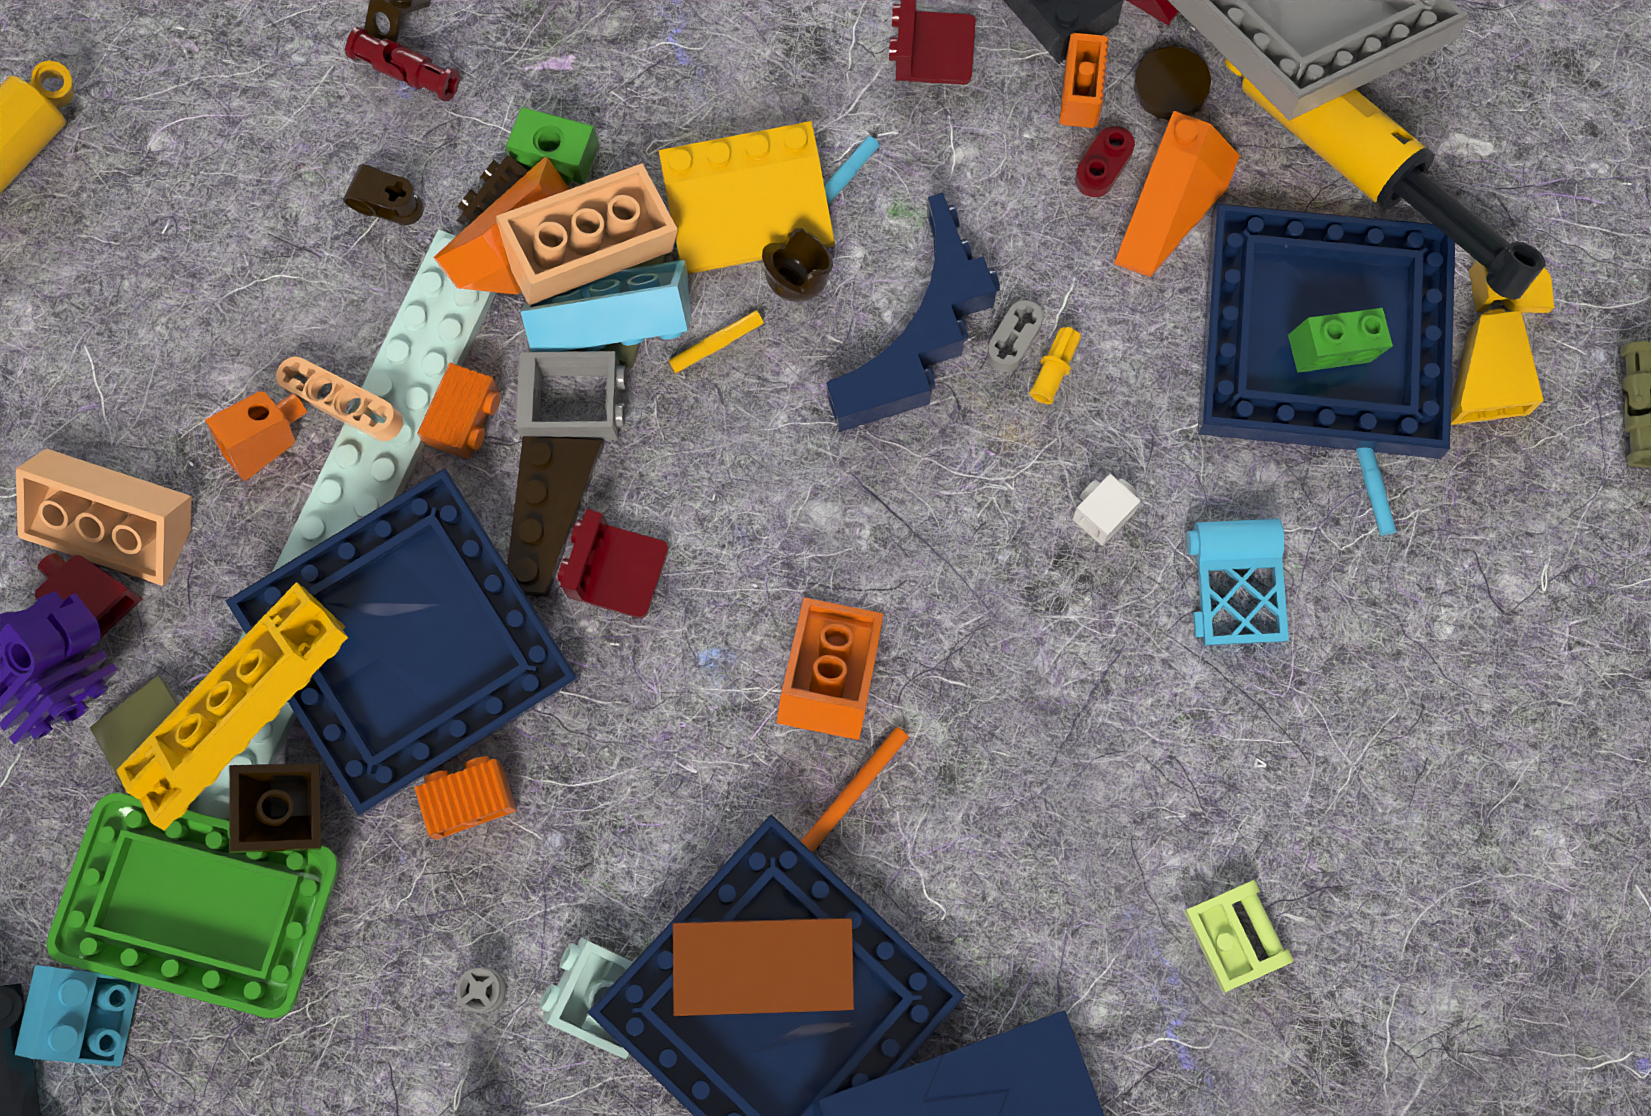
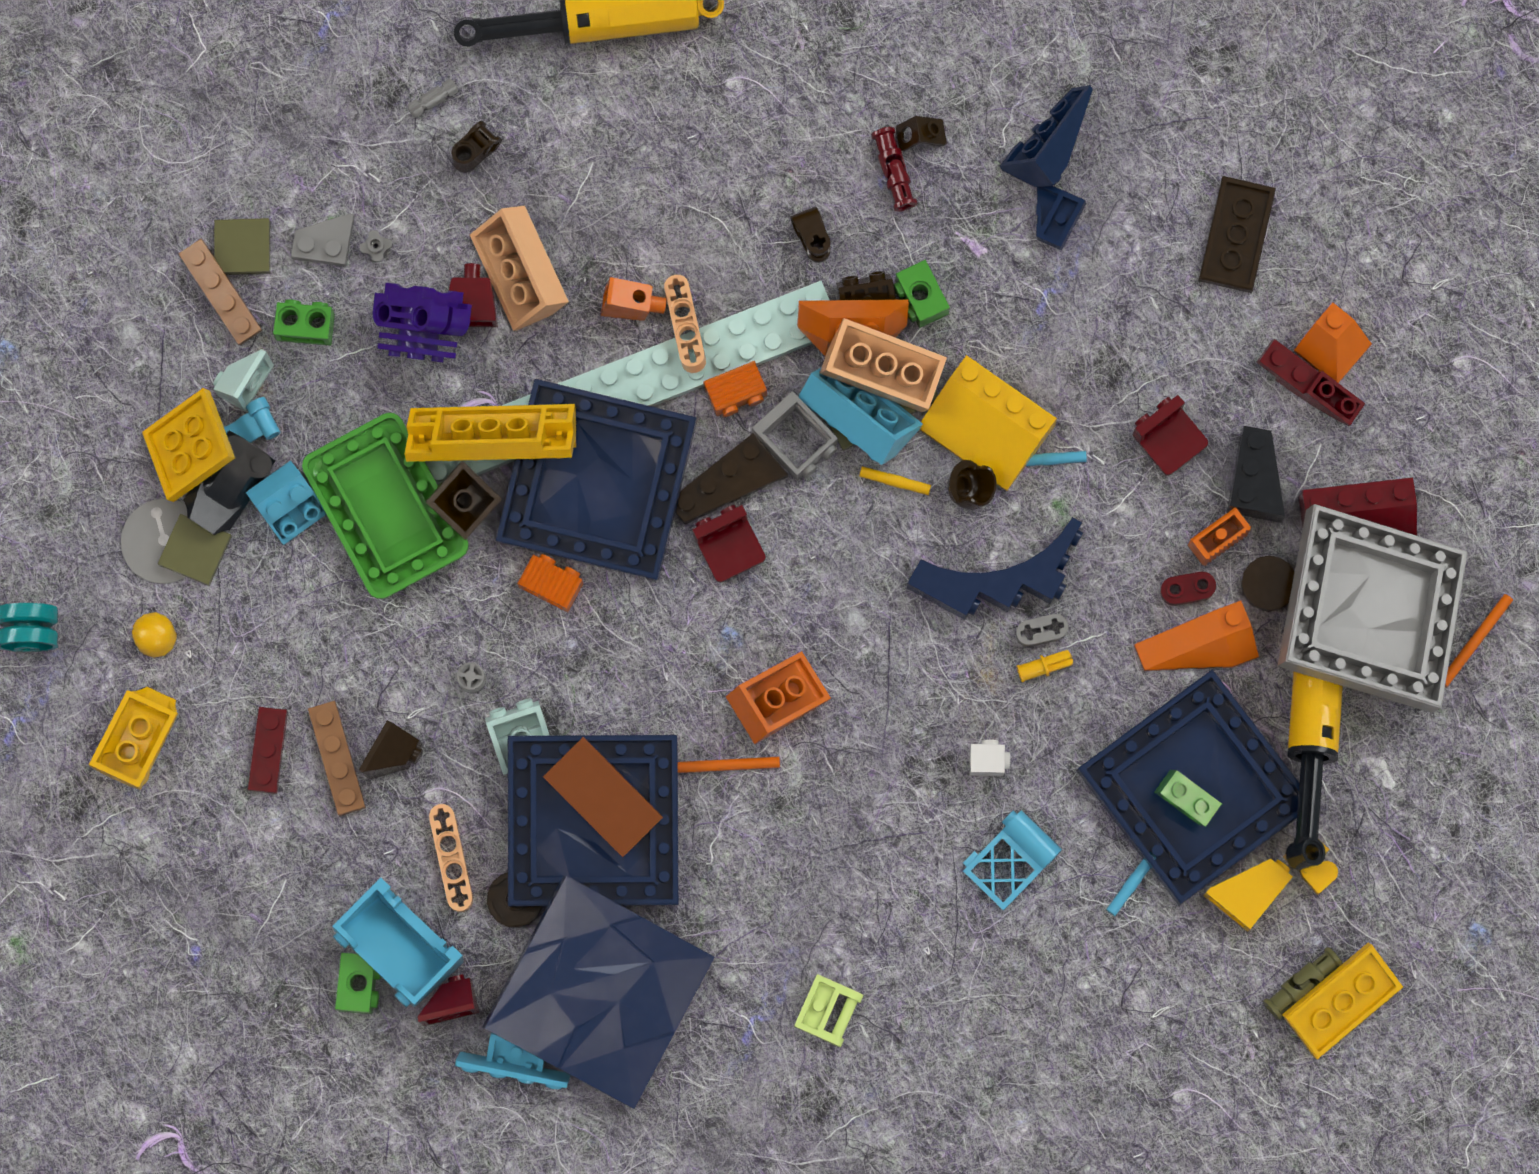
camera: 45 degrees right, 5 degrees up
(133, 721) = (438, 390): olive tile -> none

